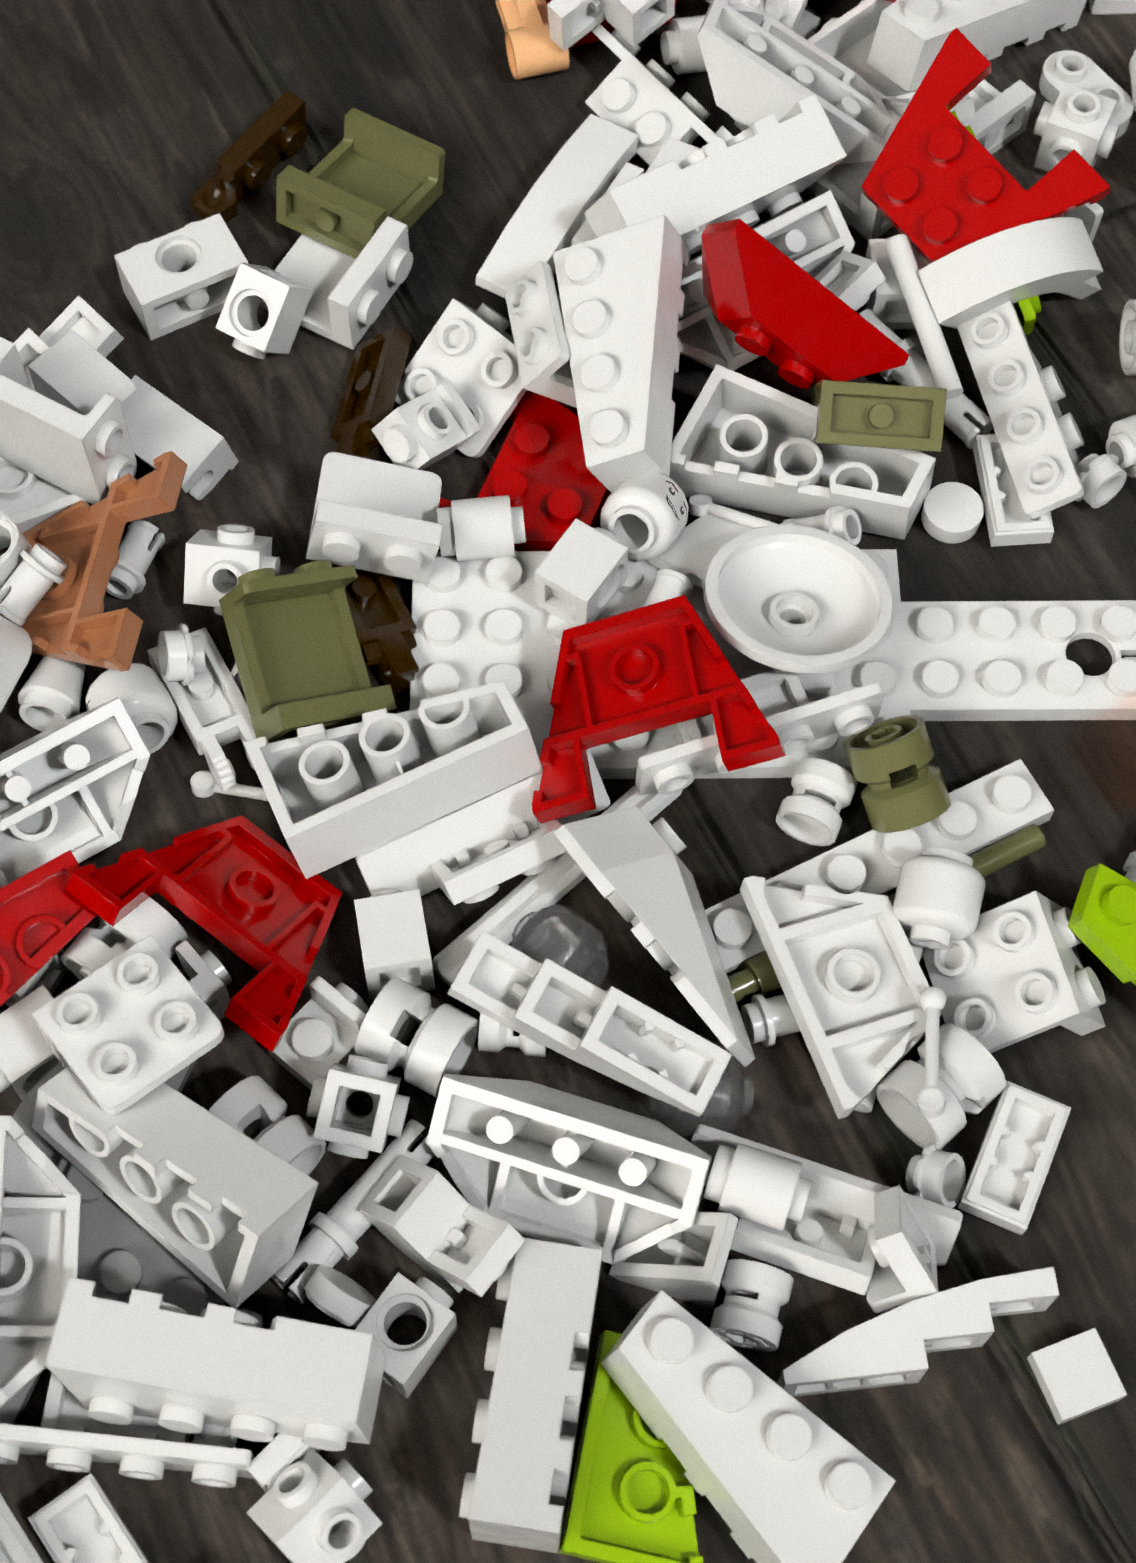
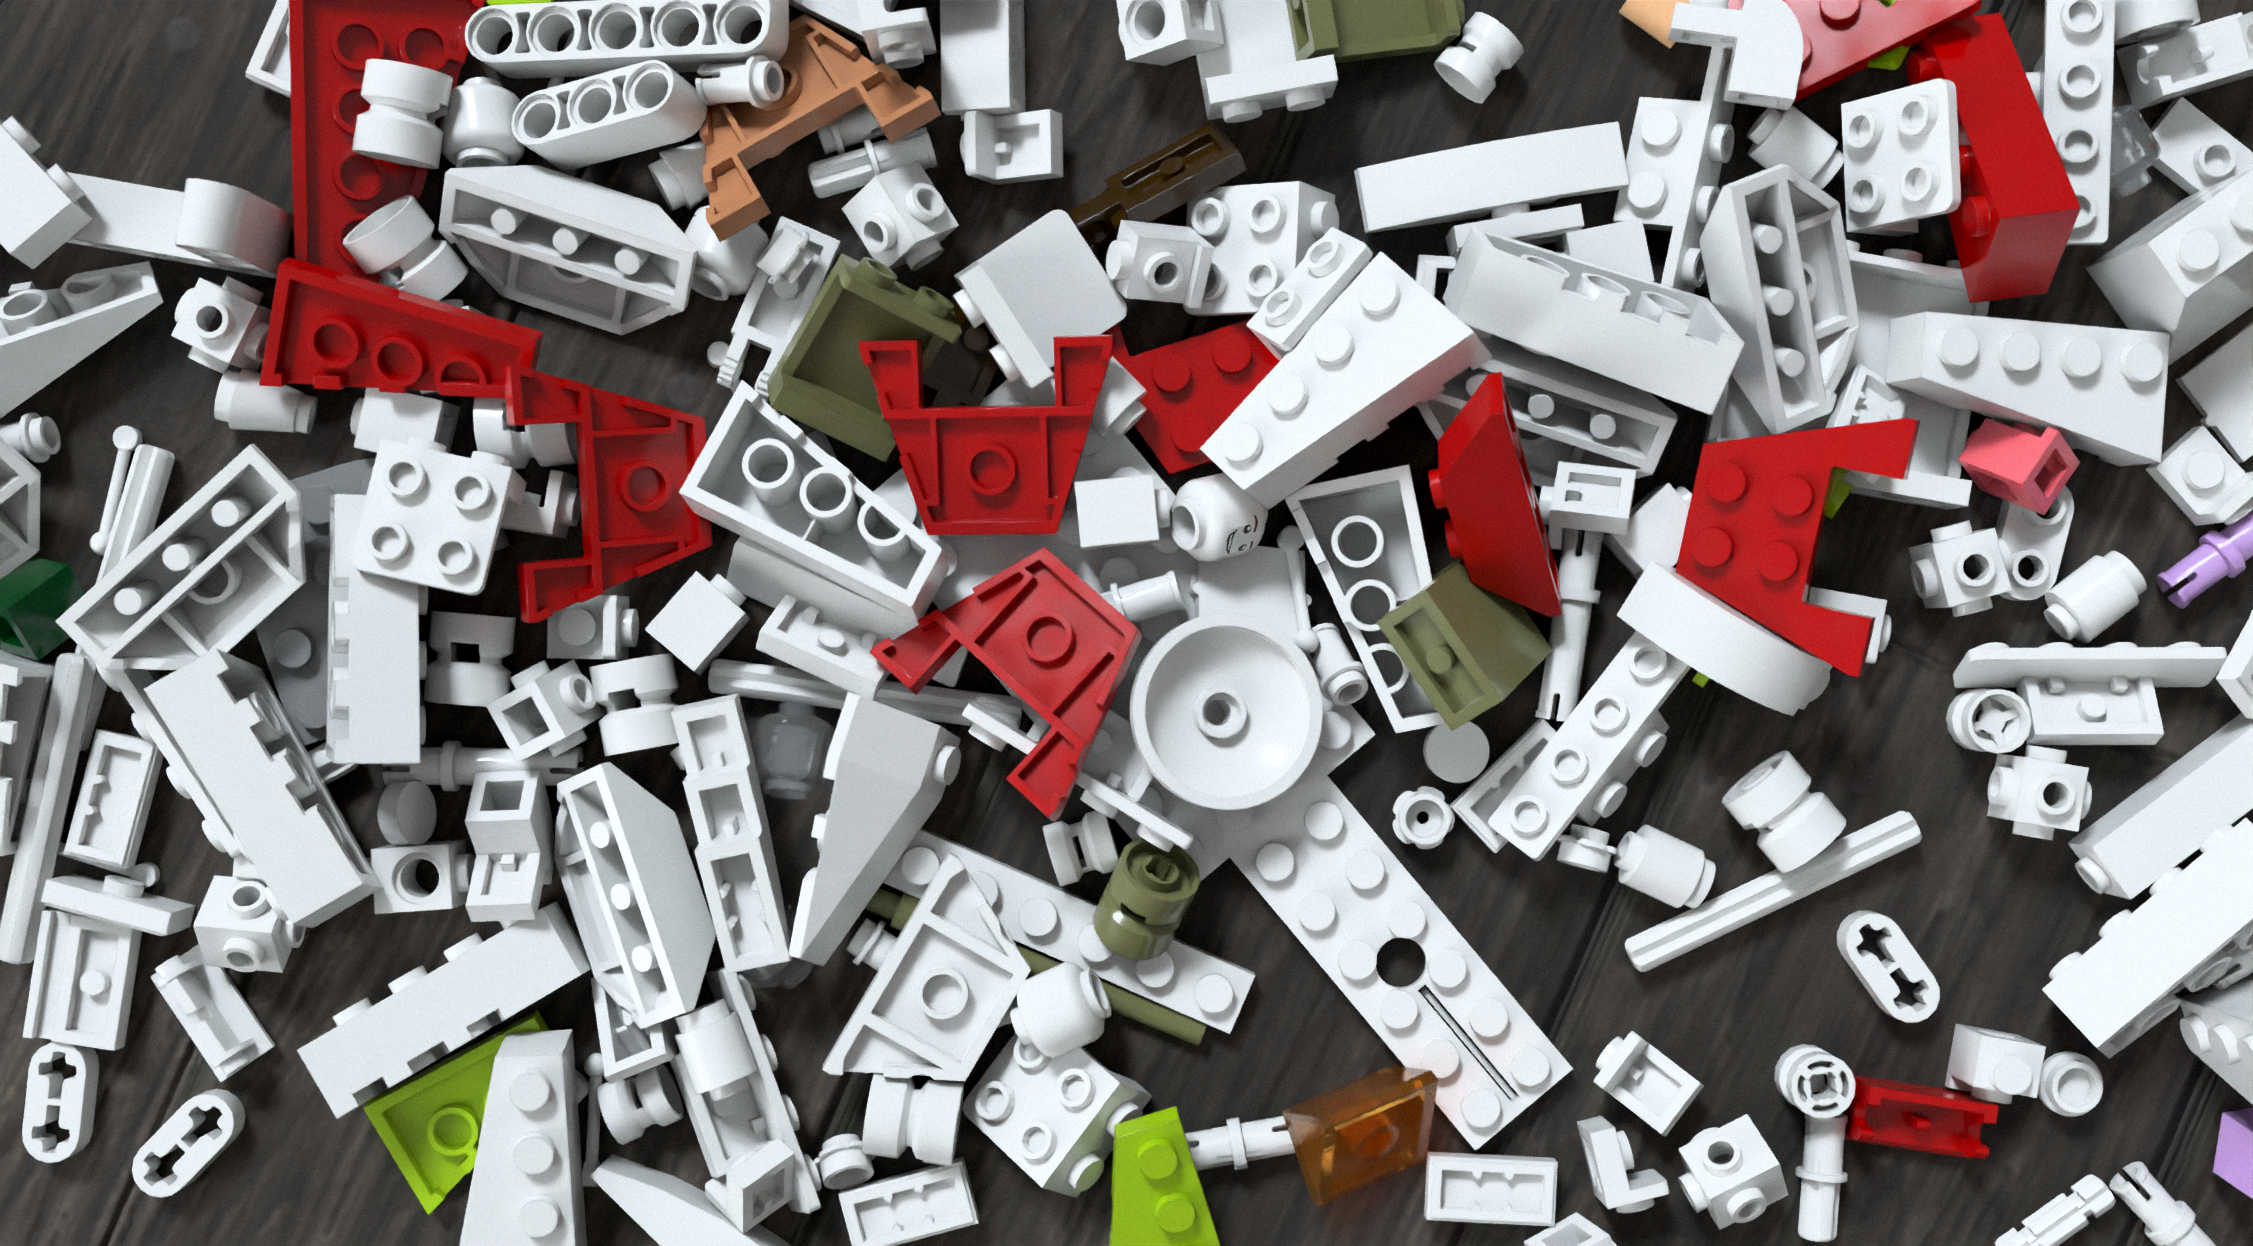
camera: 55 degrees right, 25 degrees up
(166, 571) = (862, 165): none -> white axle
(252, 468) = (1013, 146): none -> white bracket
(465, 629) = (990, 464): none -> red wing
(470, 164) = (1479, 57): none -> white wheel
(923, 316) = (1610, 602): white bar -> none
(931, 1099) = (873, 1132): white hinge -> none
(989, 552) = (1439, 823): none -> white plate
(1030, 52) = (2019, 463): none -> coral brick

